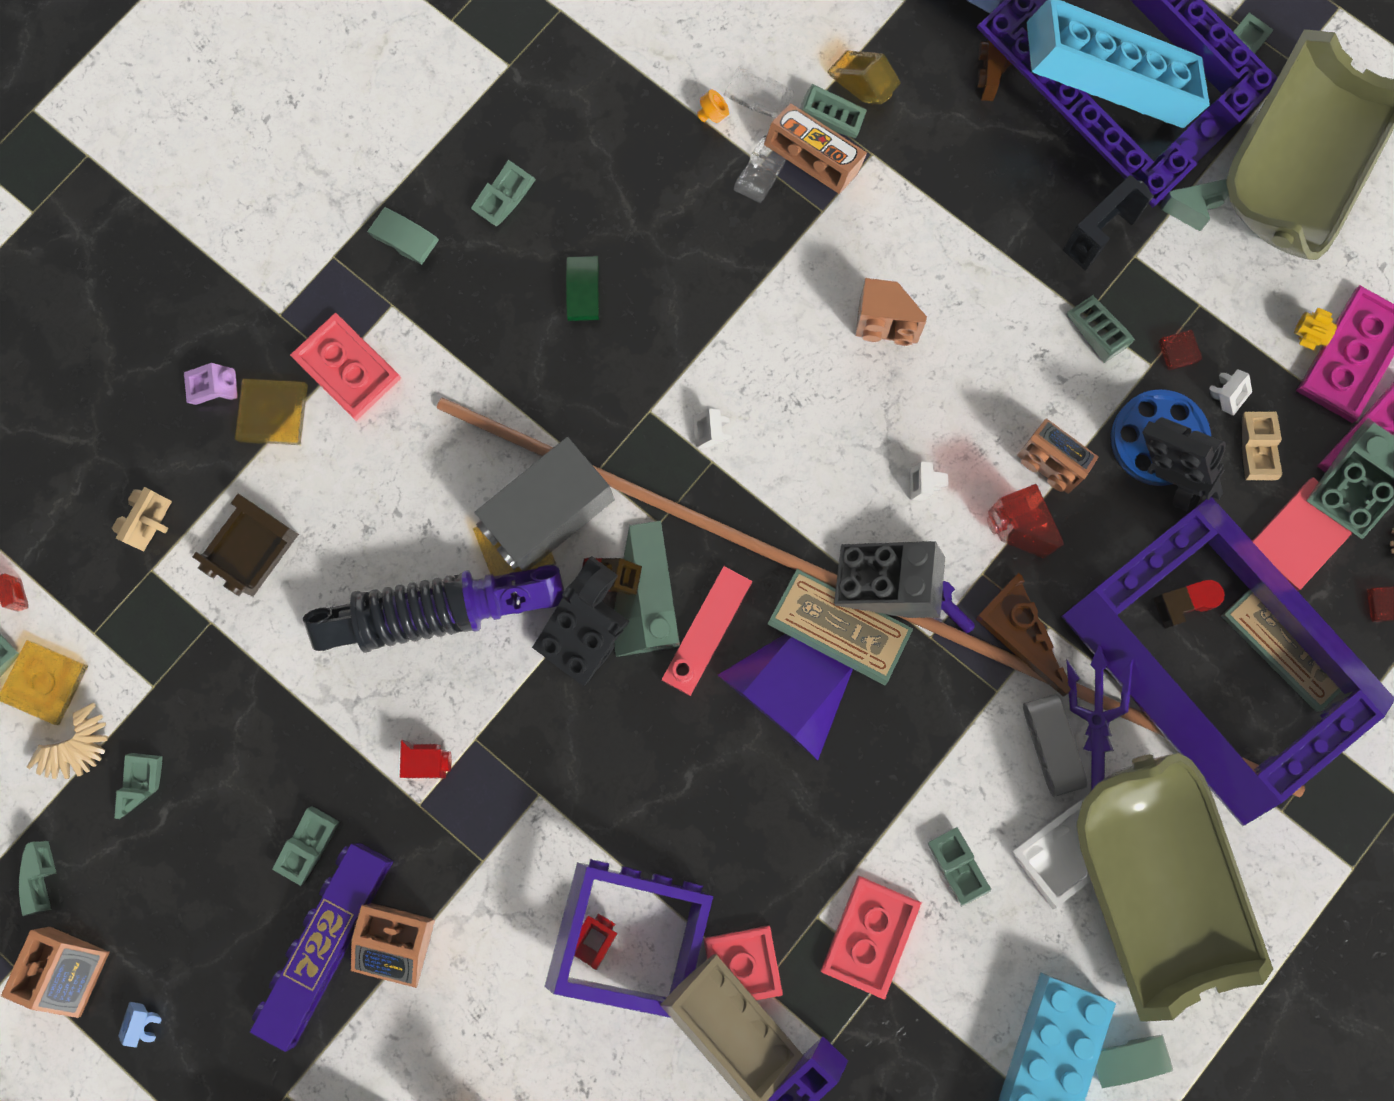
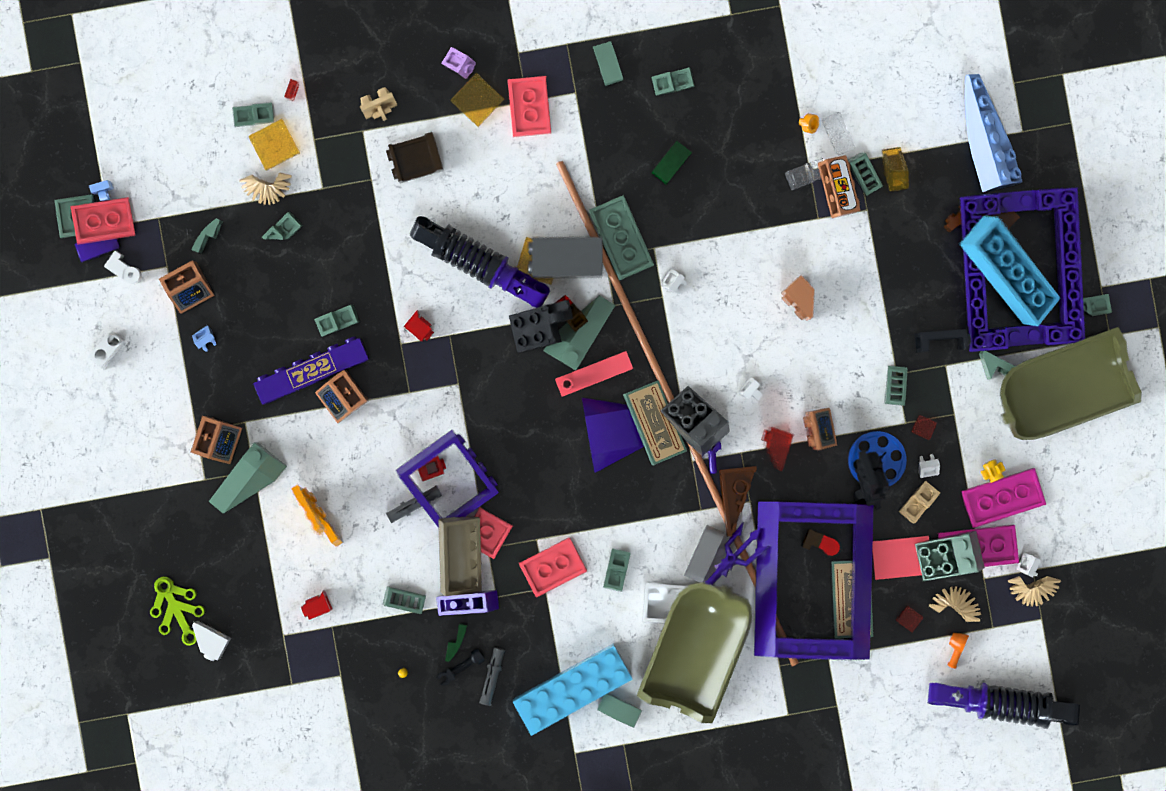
camera: 30 degrees right, 10 degrees up
(599, 429) = (621, 237): none -> sand green tile
(609, 1016) = (403, 509): none -> dark grey pin

